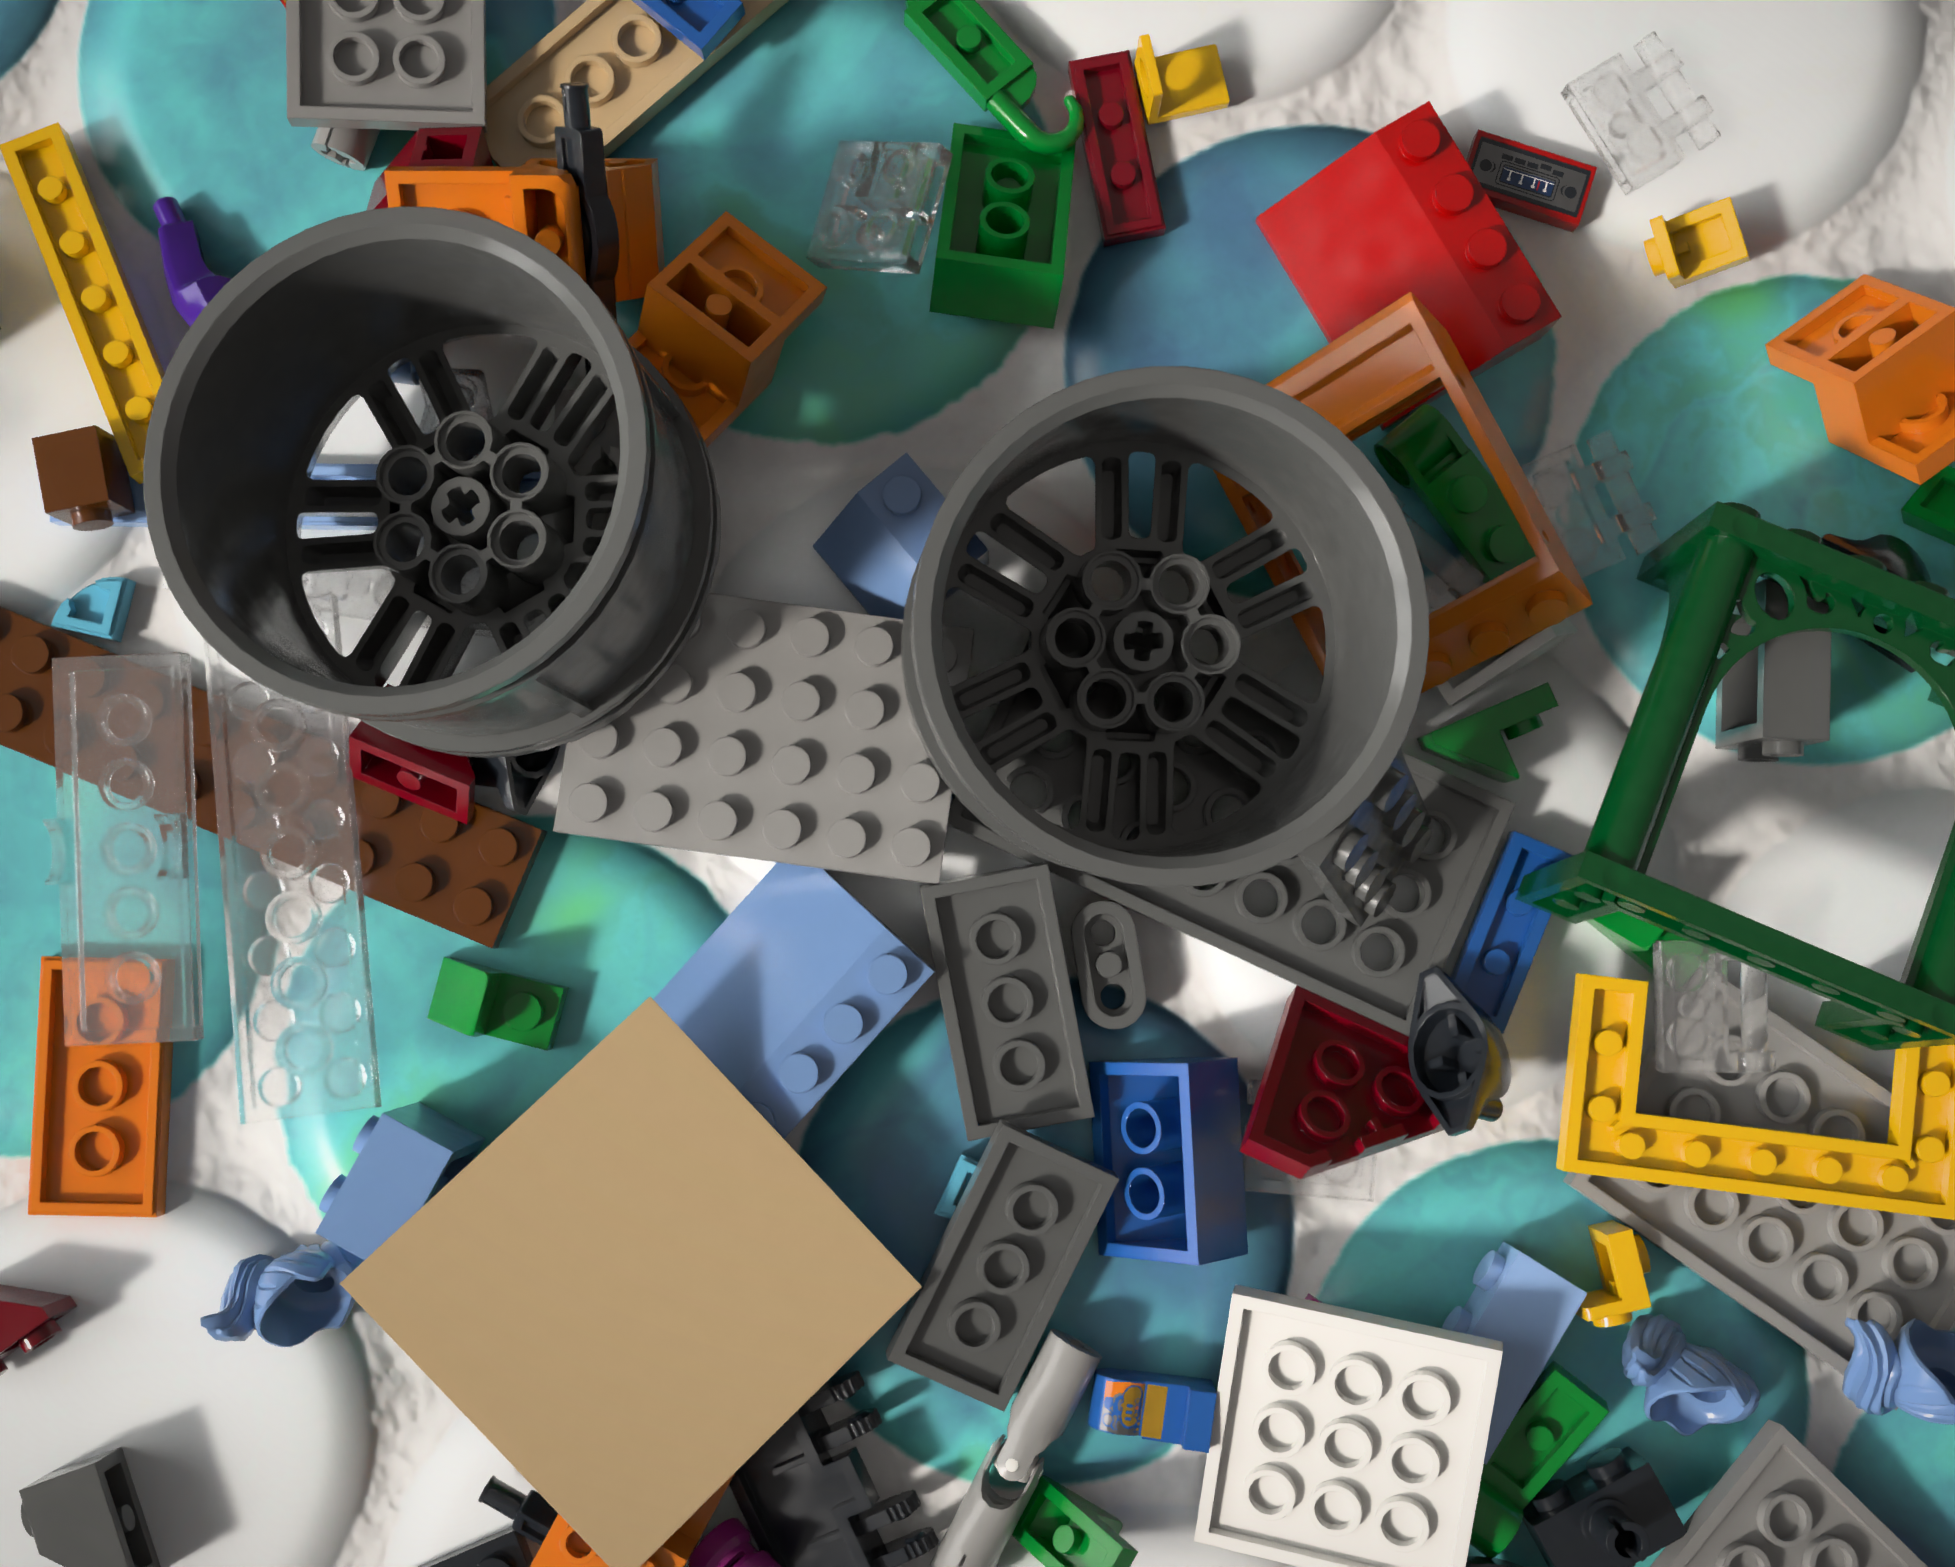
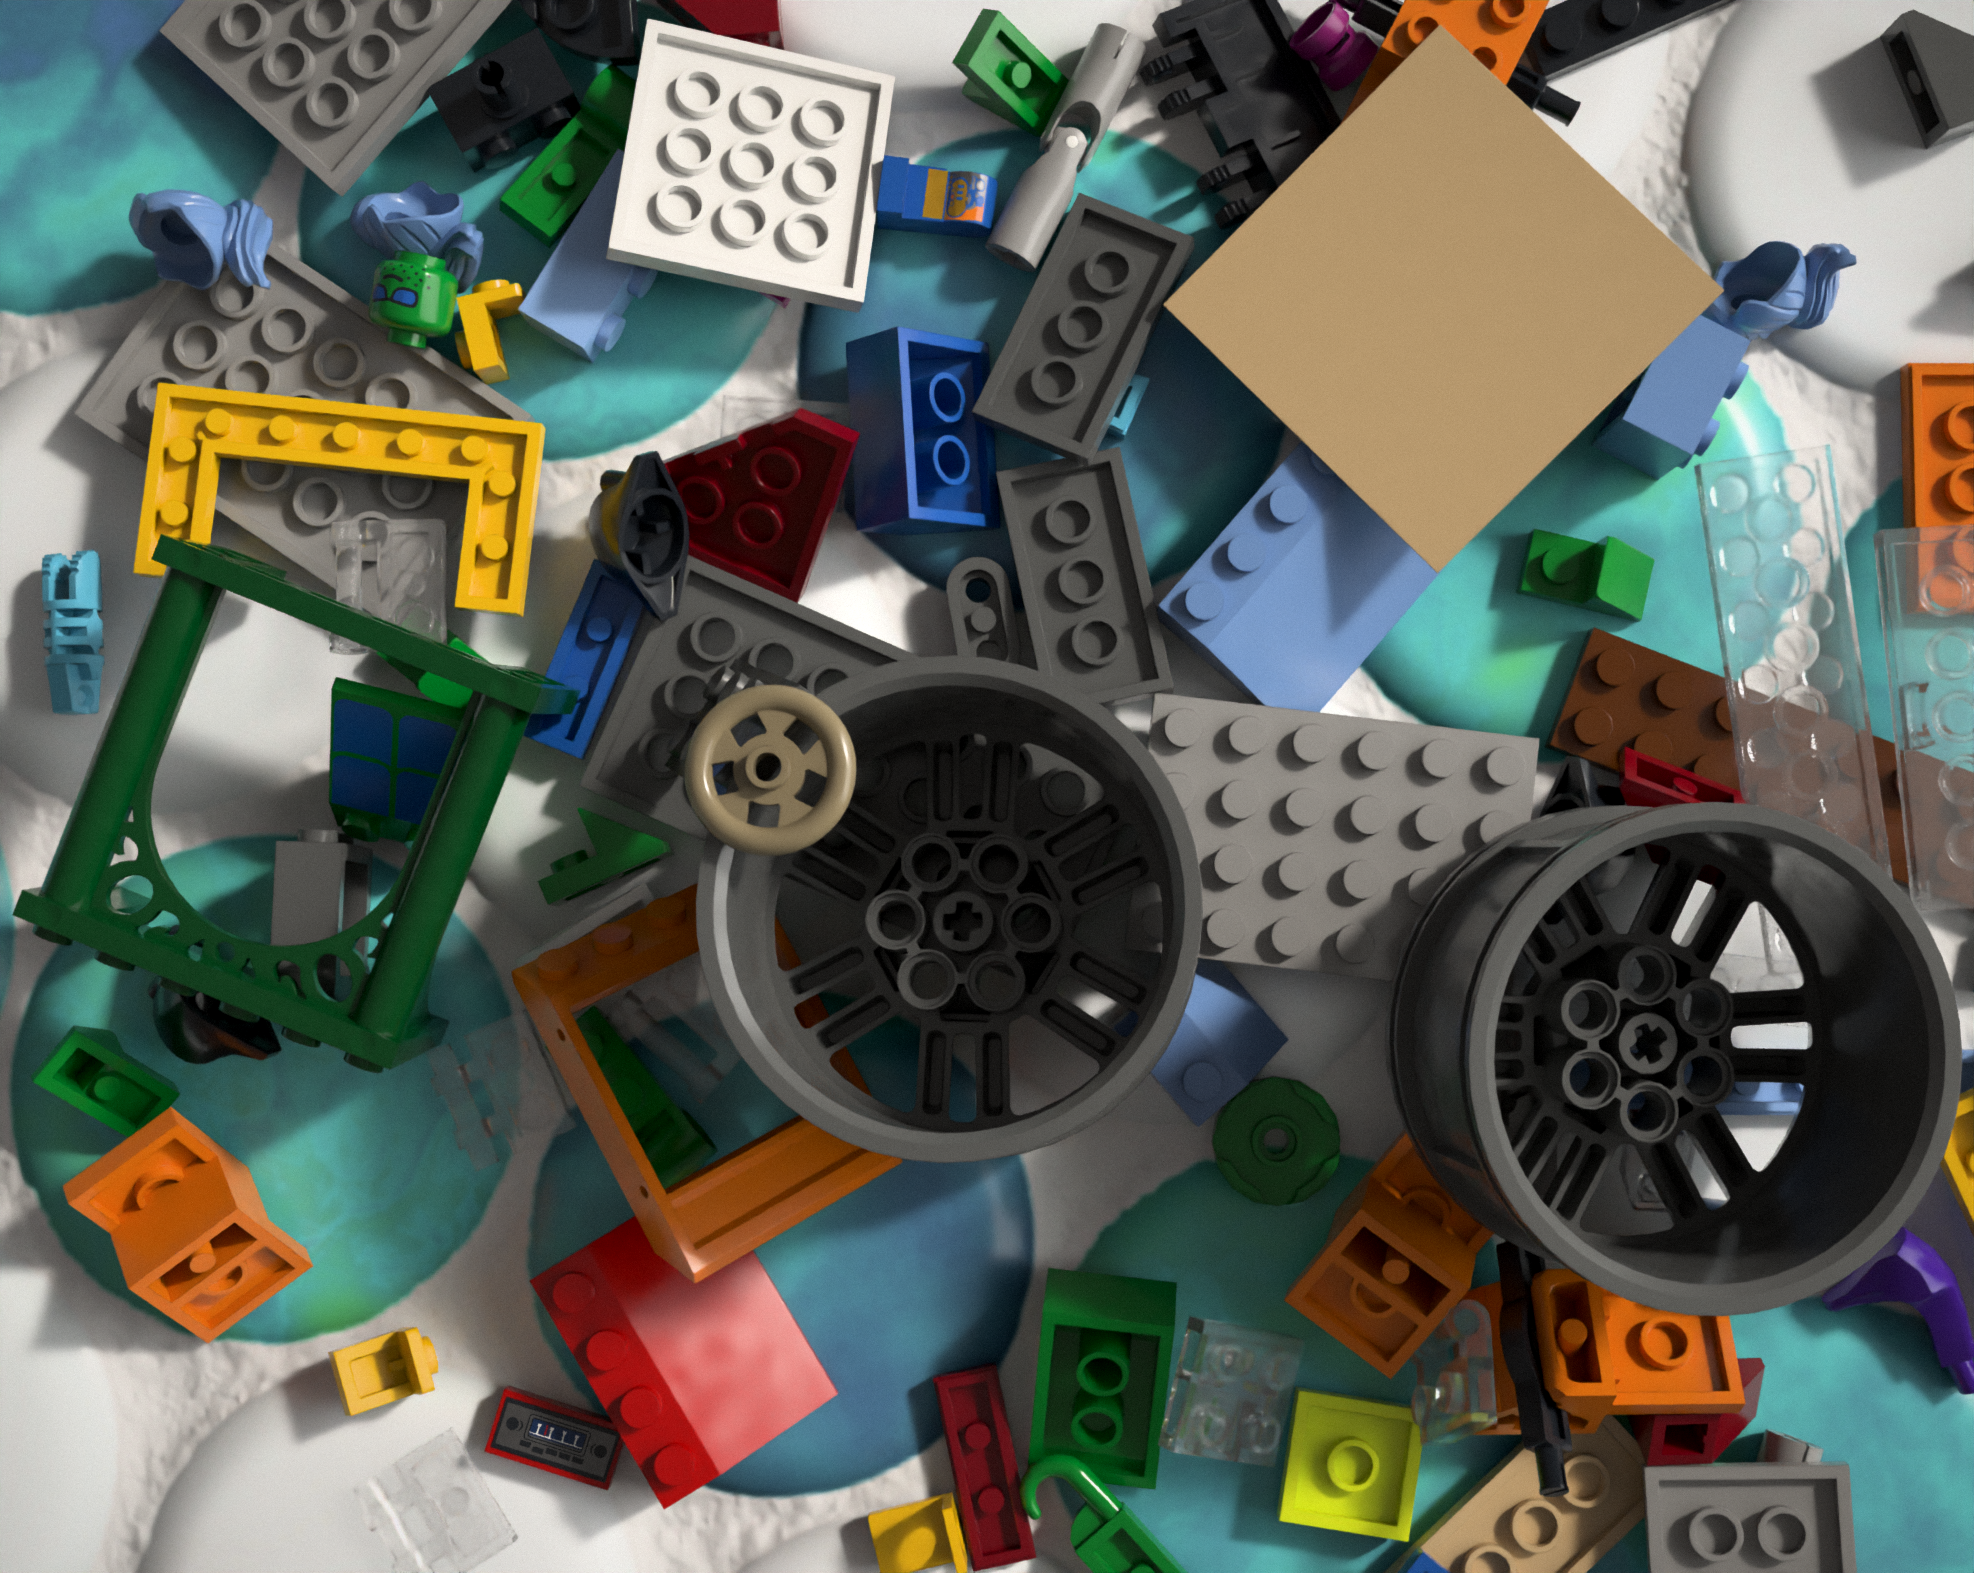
camera: 175 degrees right, 0 degrees up
(662, 188) = (1458, 1395): none -> clear plate
(764, 141) = (1350, 1464): none -> neon yellow plate
(819, 415) = (1309, 1150): none -> green plate
(1293, 781) = (798, 823): none -> dark tan plate
(1698, 1304) = (413, 298): none -> green head
(1723, 825) = (385, 759): none -> blue slope

